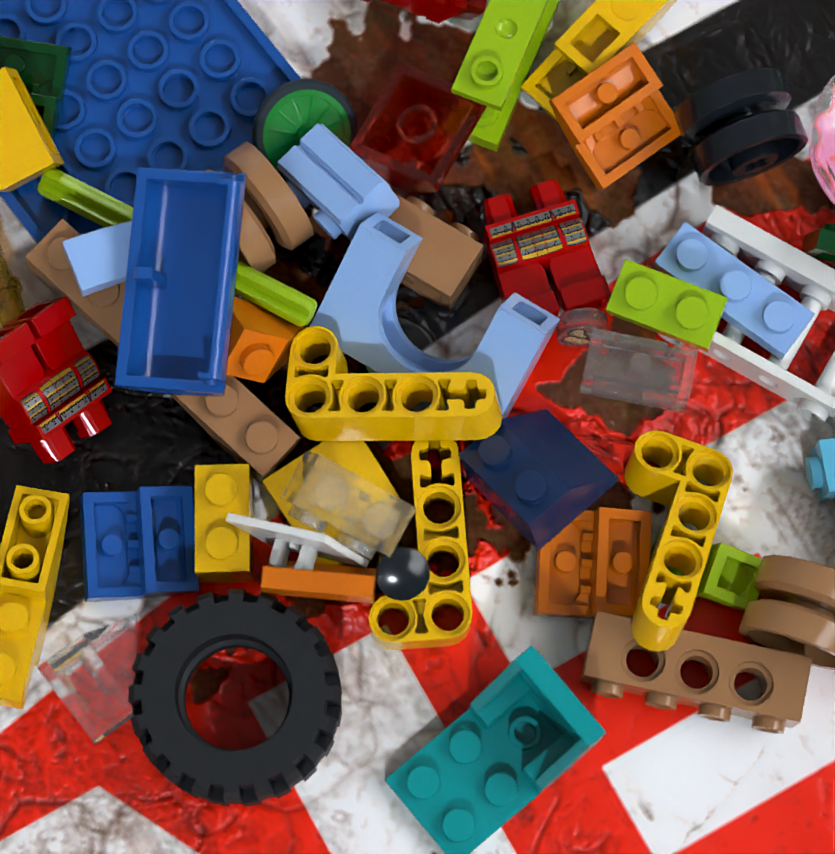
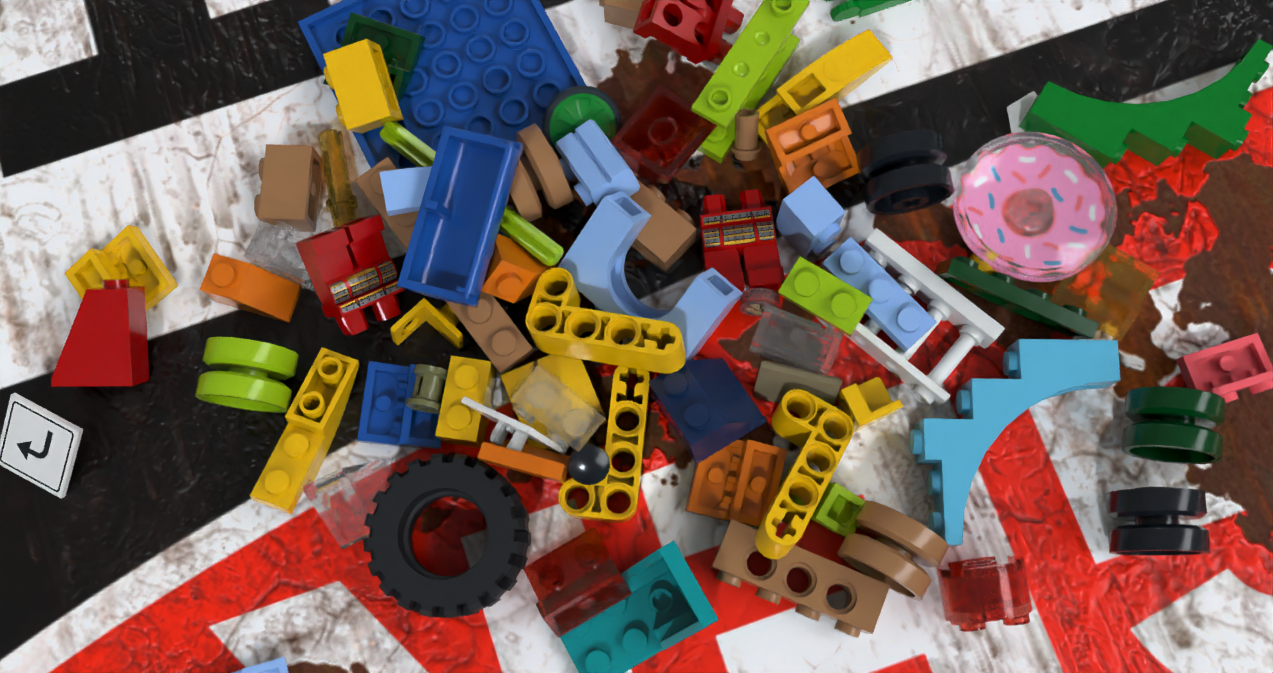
camera: 15 degrees right, 0 degrees up
(169, 423) = (441, 319): none -> yellow bracket
(170, 514) = (427, 389): none -> olive bush
(413, 726) = (576, 582): none -> clear red bracket
(526, 120) = (746, 135): none -> medium nougat pin
(622, 423) = (777, 379): none -> dark tan slope
(629, 208) = (810, 219): none -> light blue brick
(744, 434) = (867, 403): none -> yellow panel

